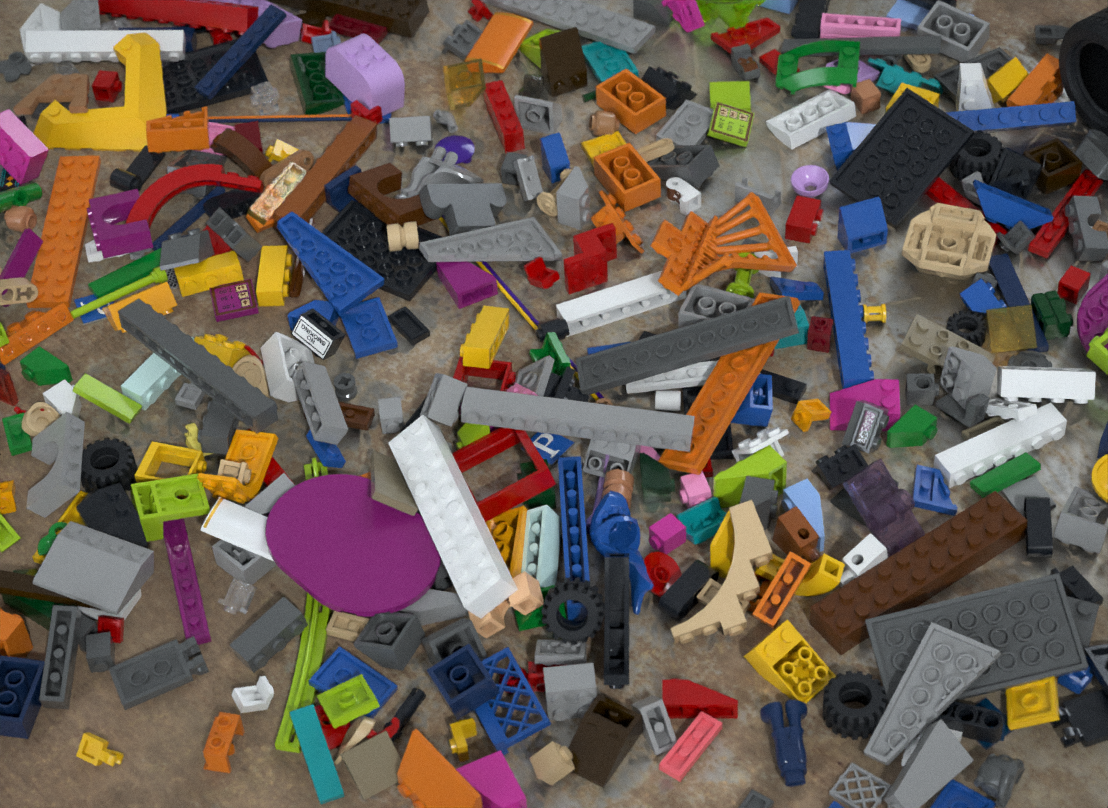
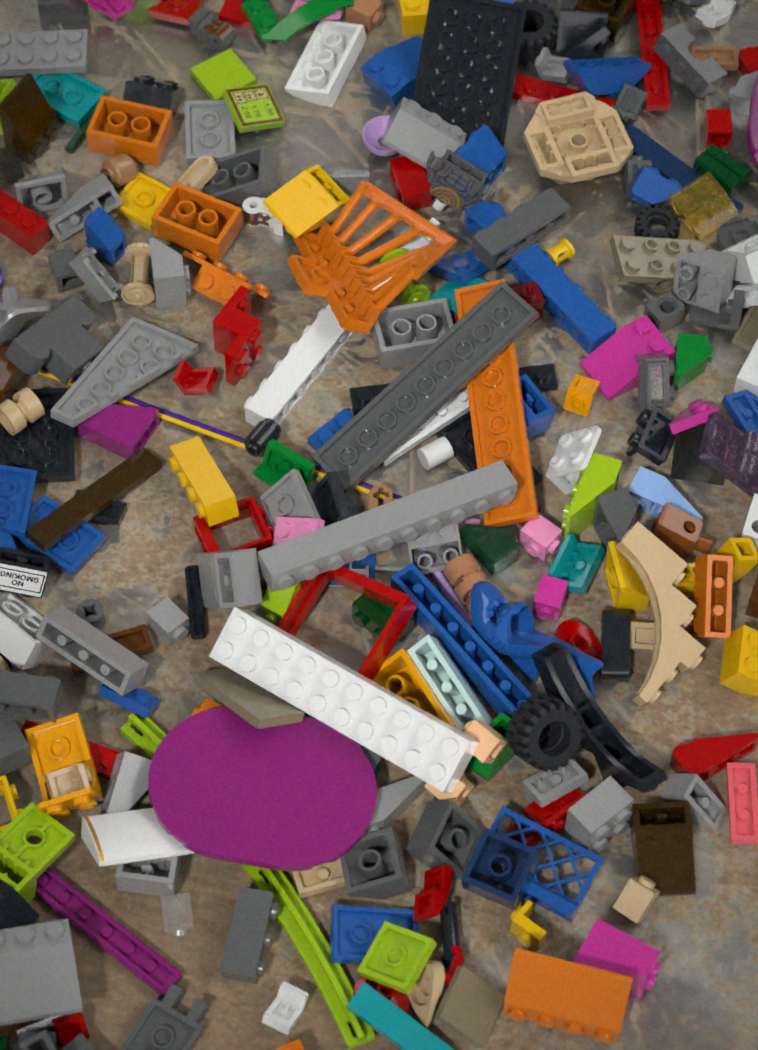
camera: 40 degrees left, 10 degrees up
(408, 315) = (93, 499): none -> dark brown tile
(411, 680) = (435, 893): none -> red slope
(572, 133) = (86, 200): none -> light grey slope
(708, 193) = (307, 201): none -> yellow slope
(827, 225) = (456, 182): none -> dark grey torso
(828, 187) = (418, 132): none -> light grey slope
(850, 279) = (520, 228): none -> dark grey brick
(889, 462) = (692, 416): none -> dark pink wing

